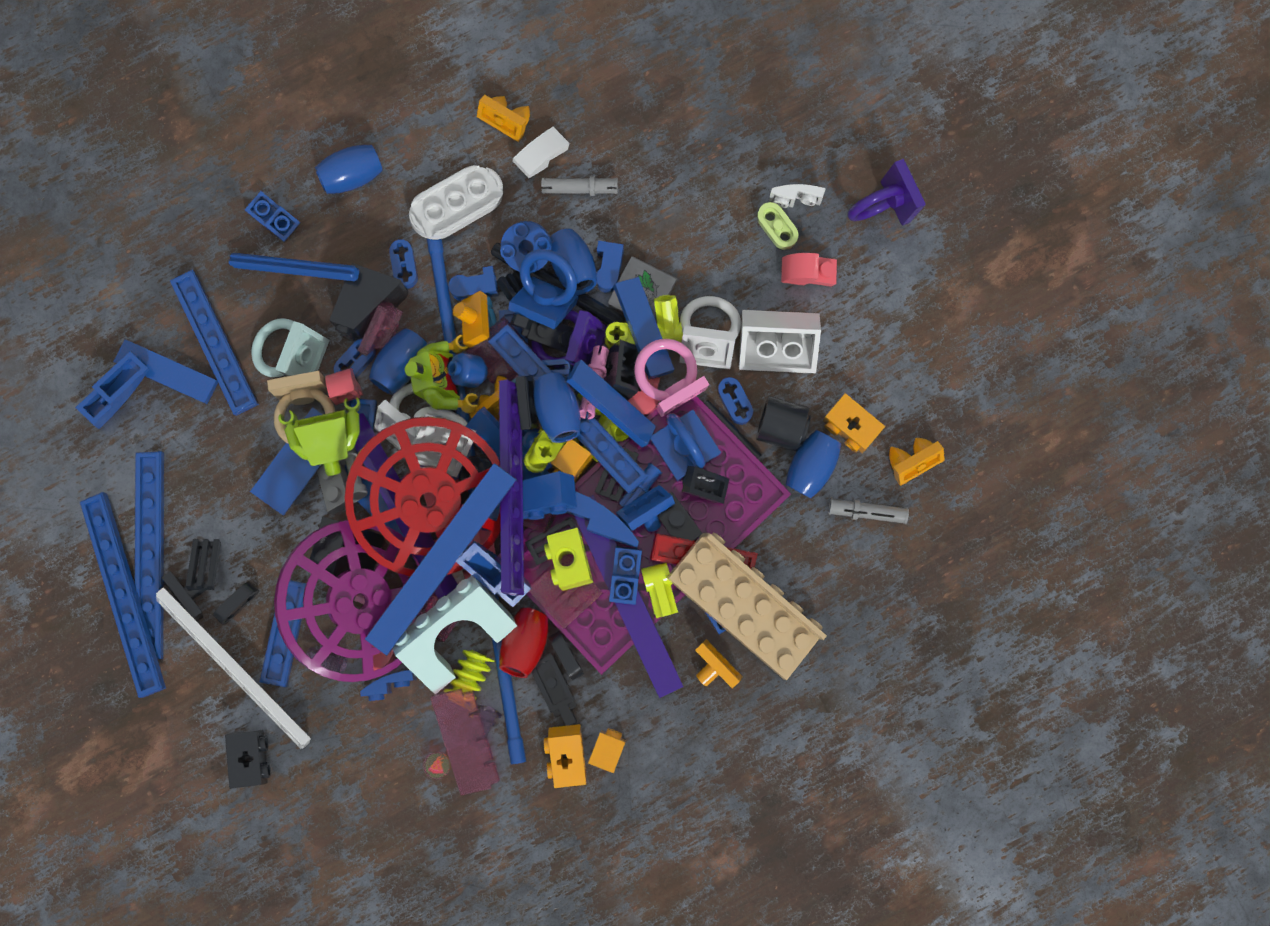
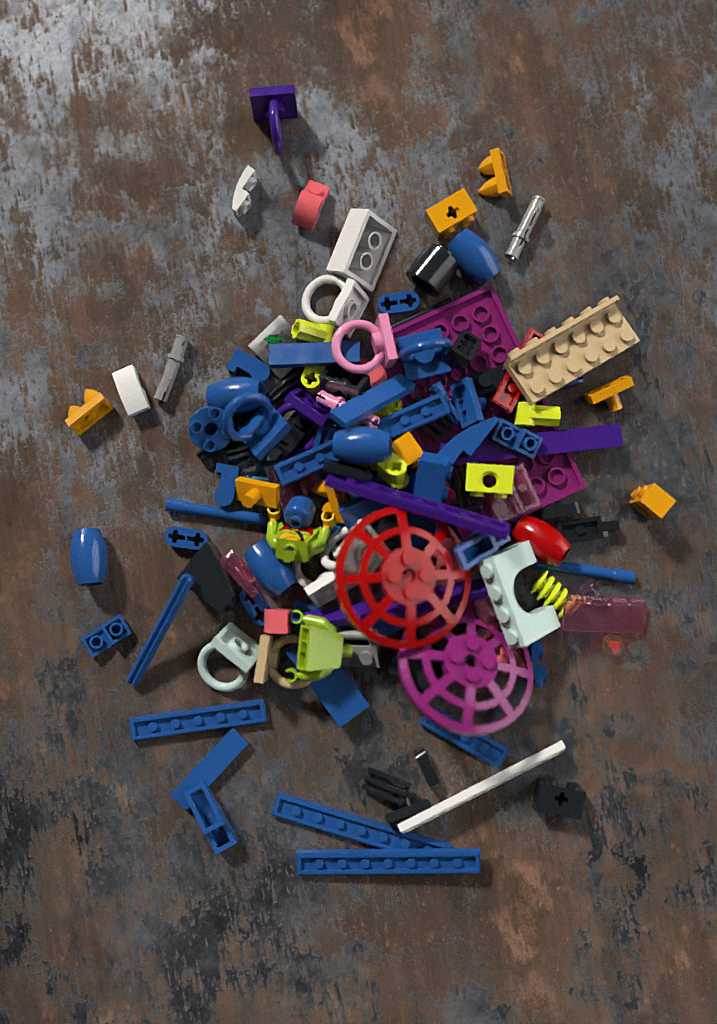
camera: 75 degrees left, 5 degrees up
(440, 559) = (460, 581): blue tile -> none
(455, 202) = (149, 476): white tile -> none
(570, 770) = (643, 536): light orange brick -> none
(778, 226) = (263, 215): yellowish green plate -> none

